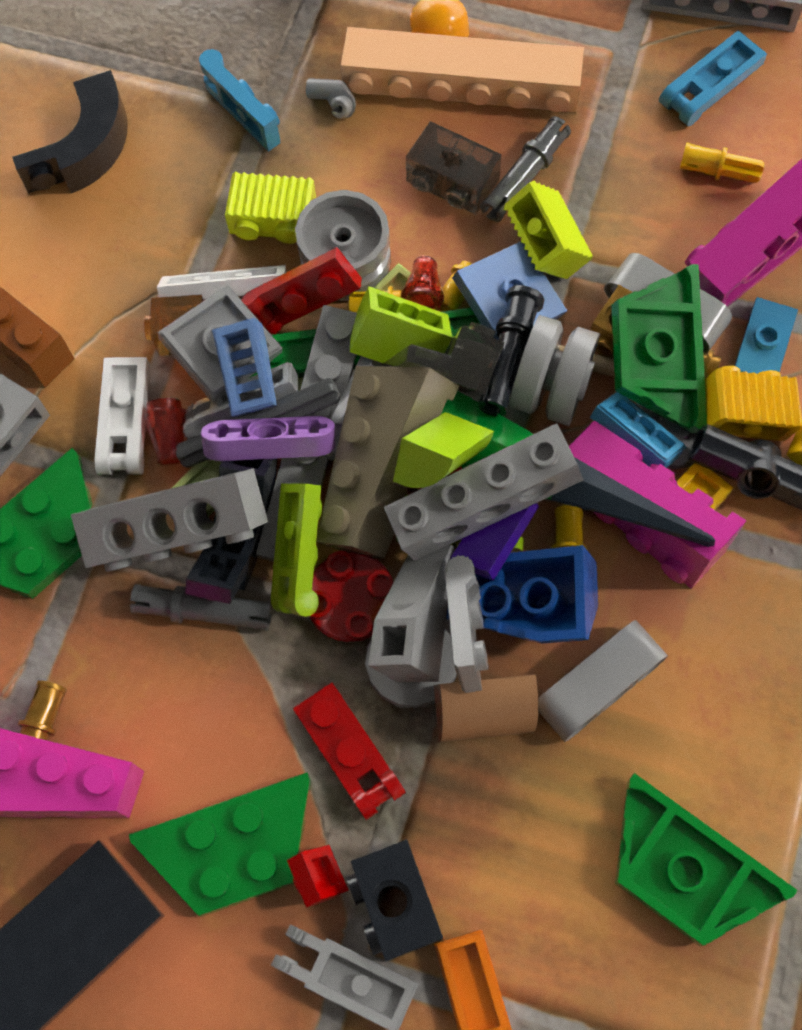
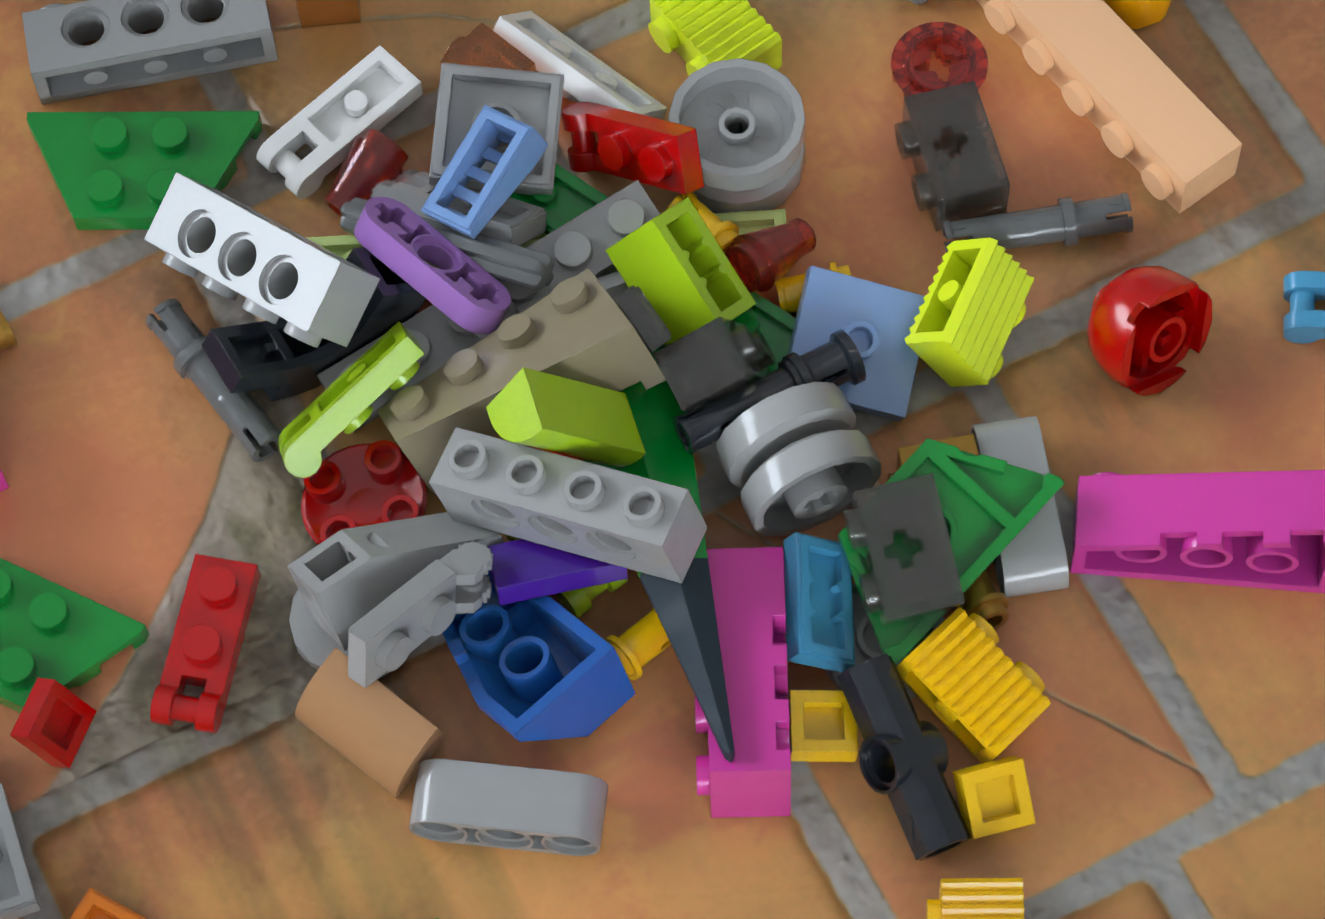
camera: 45 degrees right, 5 degrees down
(390, 121) = (951, 45): none -> clear red gear
(395, 869) = (96, 850): black brick -> none
(630, 167) = (1146, 327): none -> red cylinder
(670, 362) = (915, 512): none -> clear smoke brick
(721, 163) = (1266, 411): yellow axle -> none
(765, 337) = (1086, 643): dark azure plate -> none

